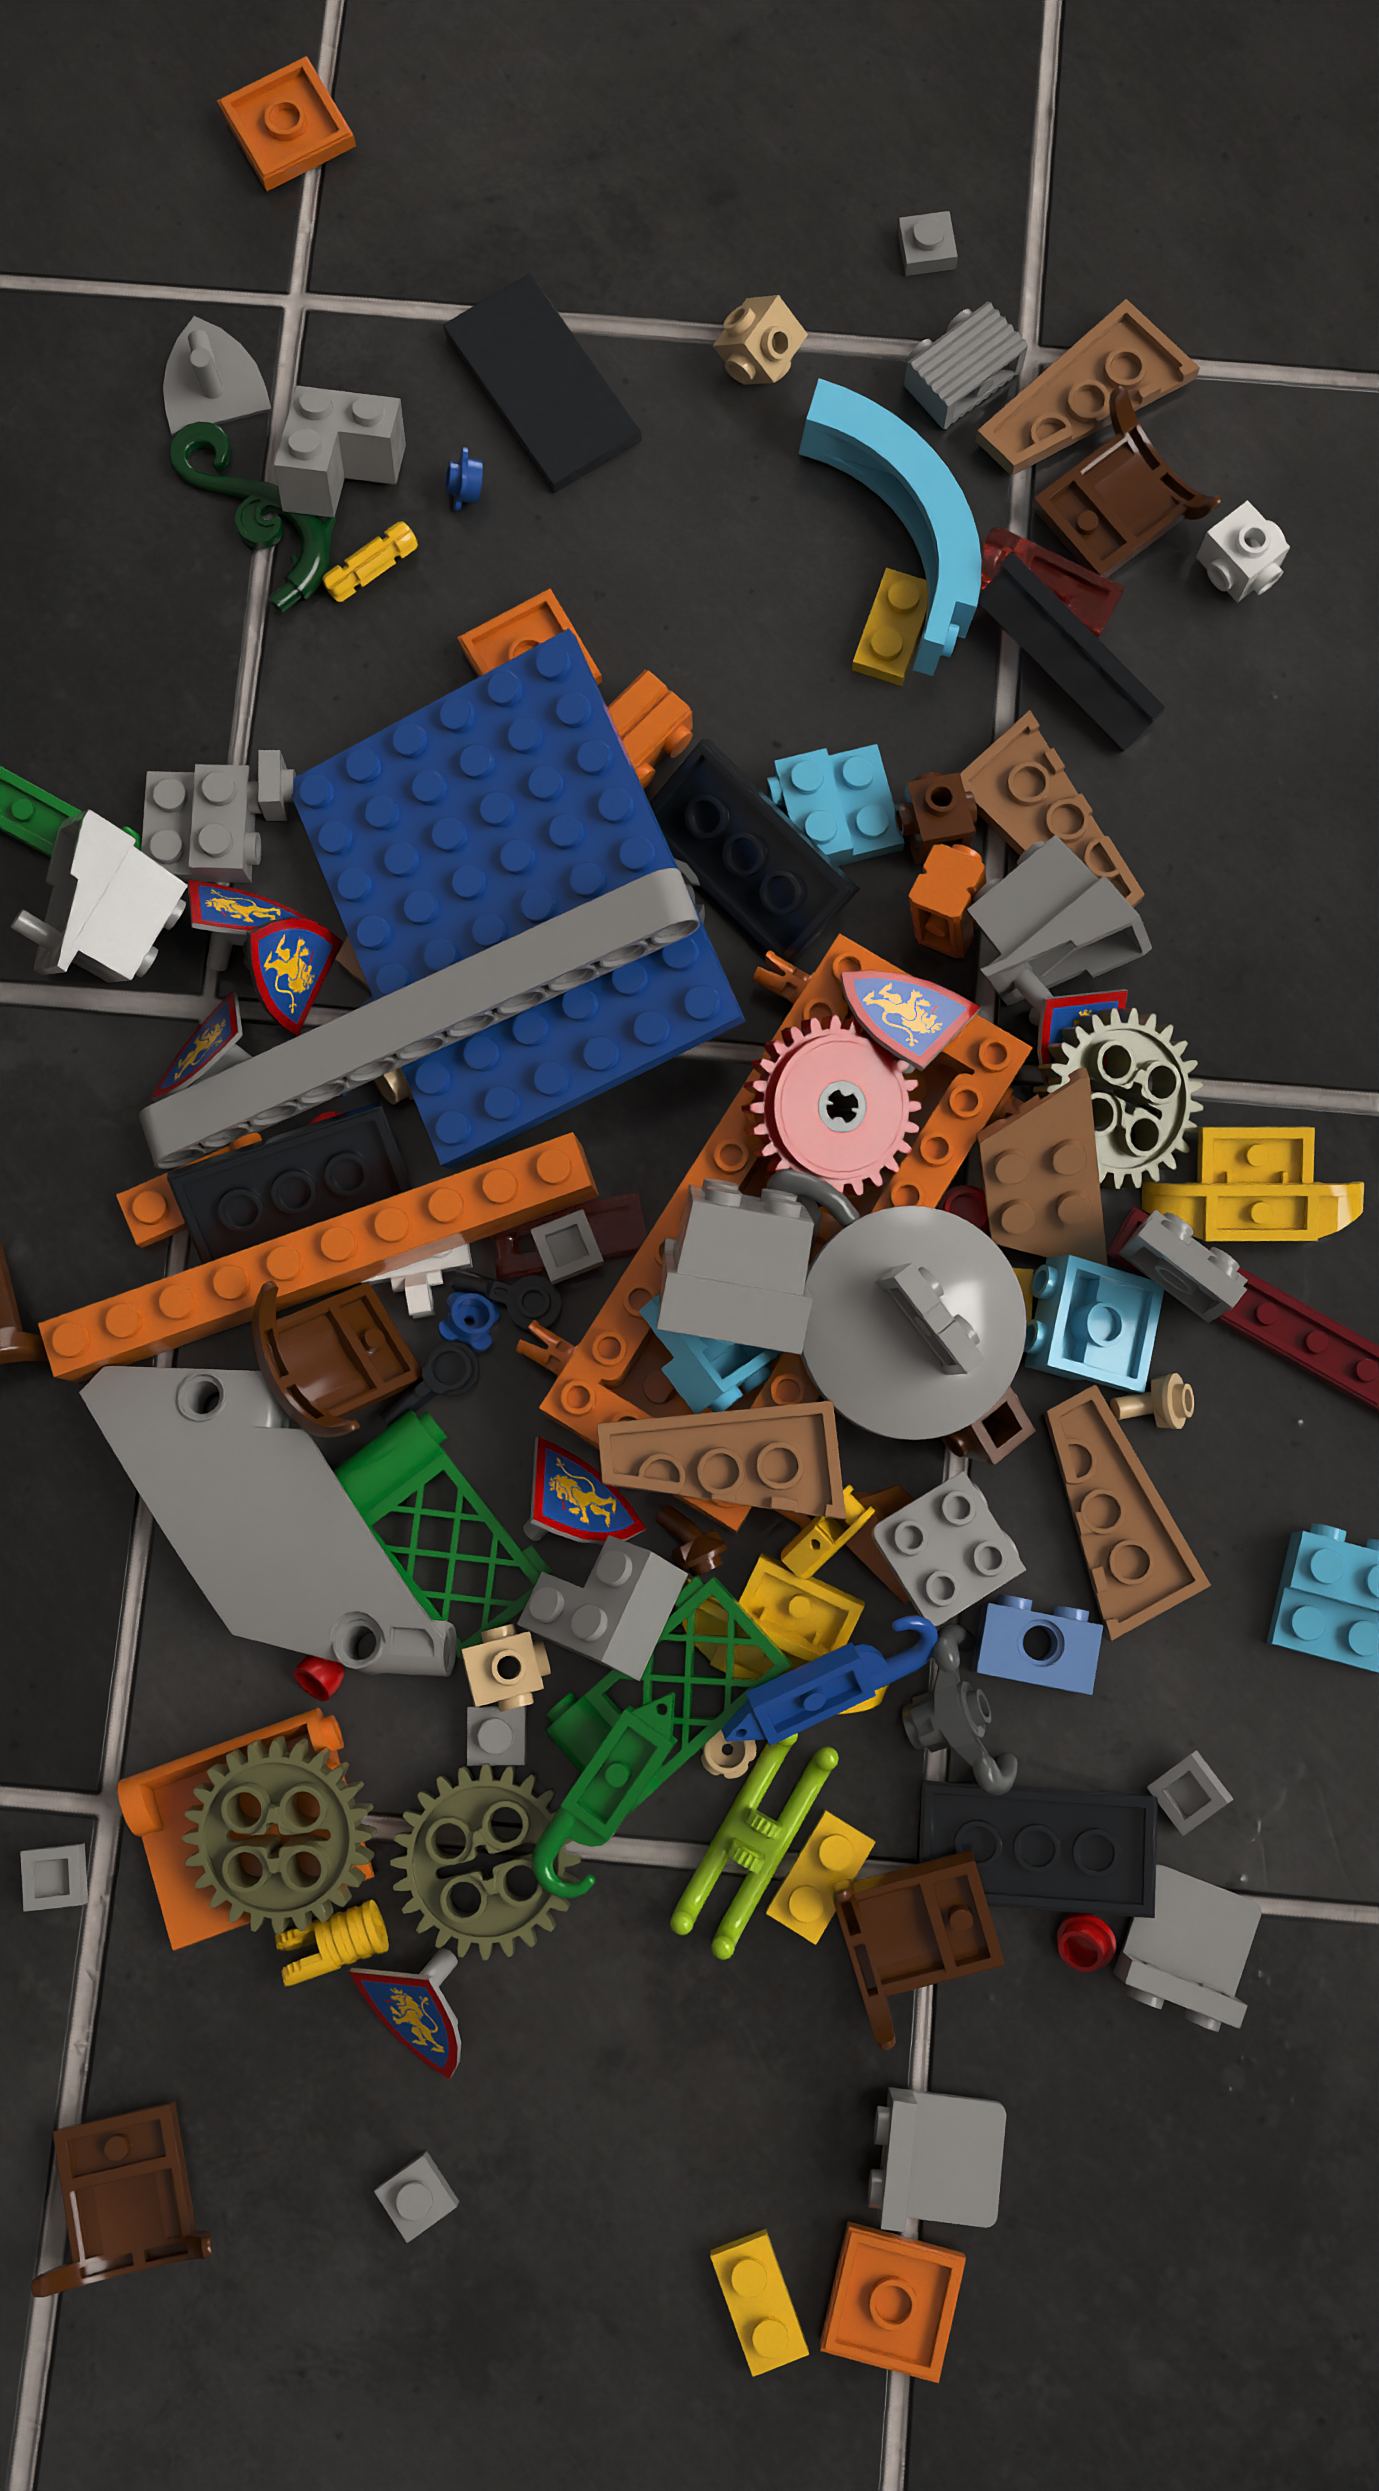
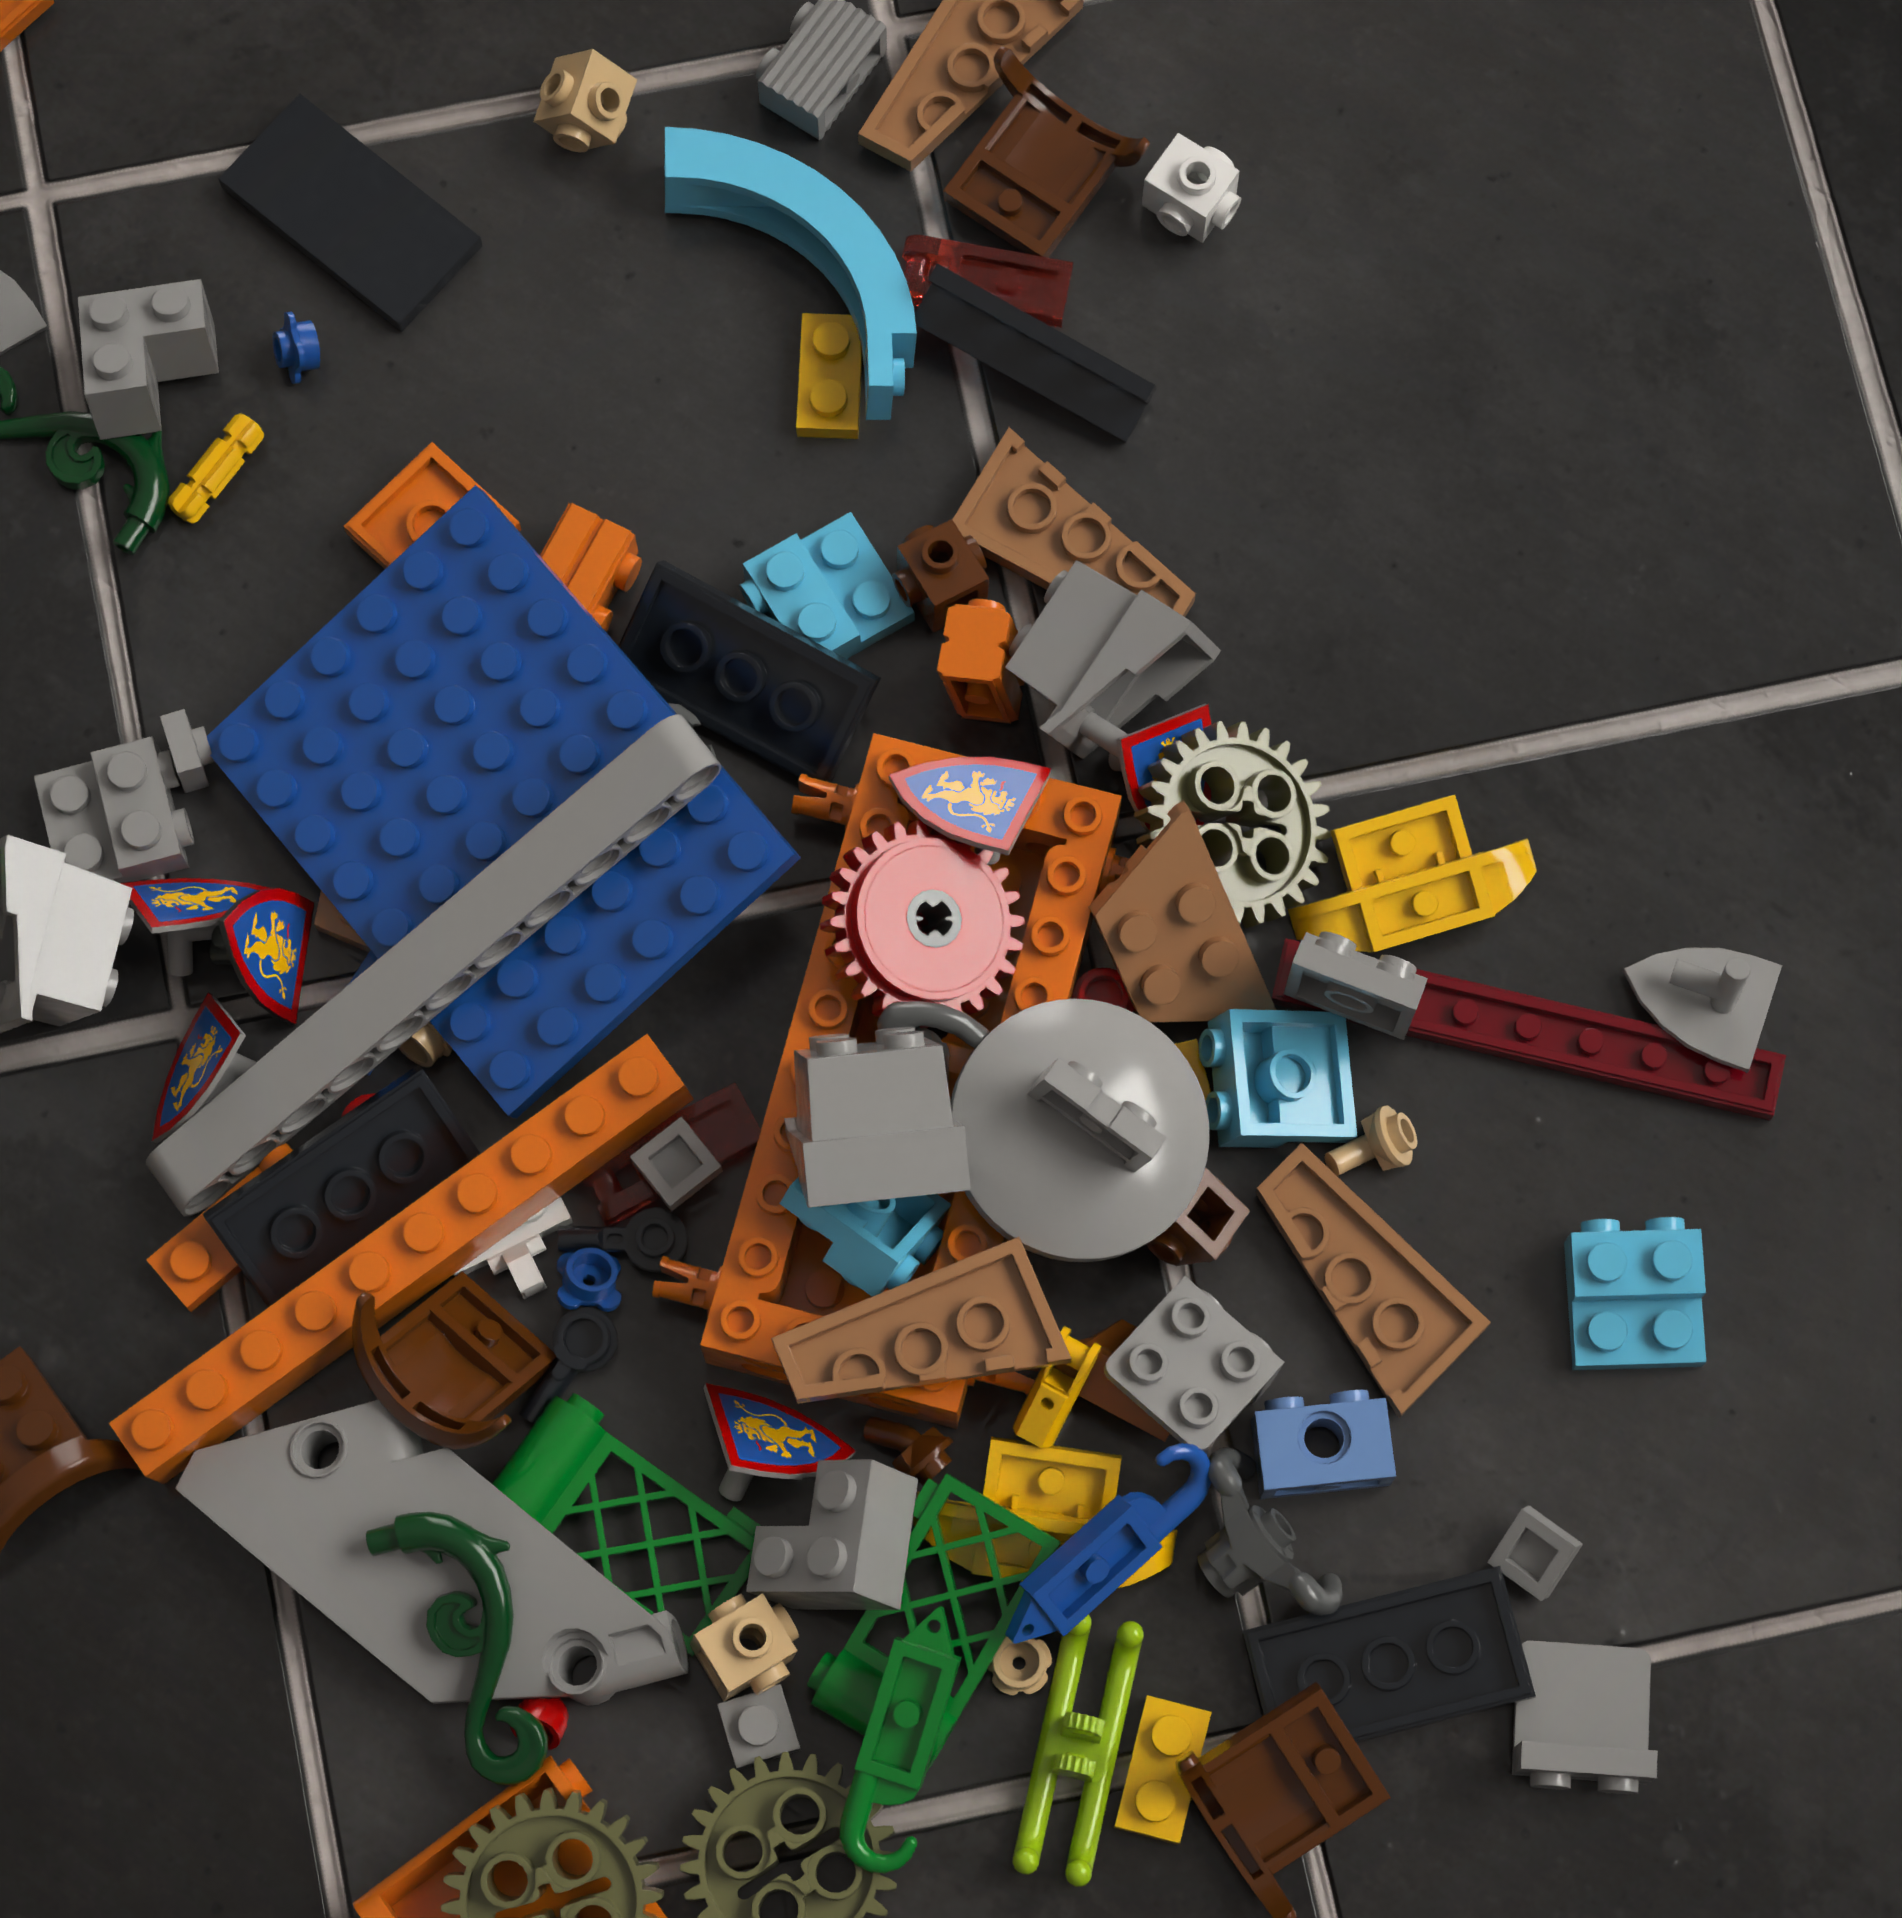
camera: 20 degrees left, 5 degrees down
(263, 1588) = (447, 1627): none -> dark green plant
(1085, 1942) = (1471, 1747): red plate -> none

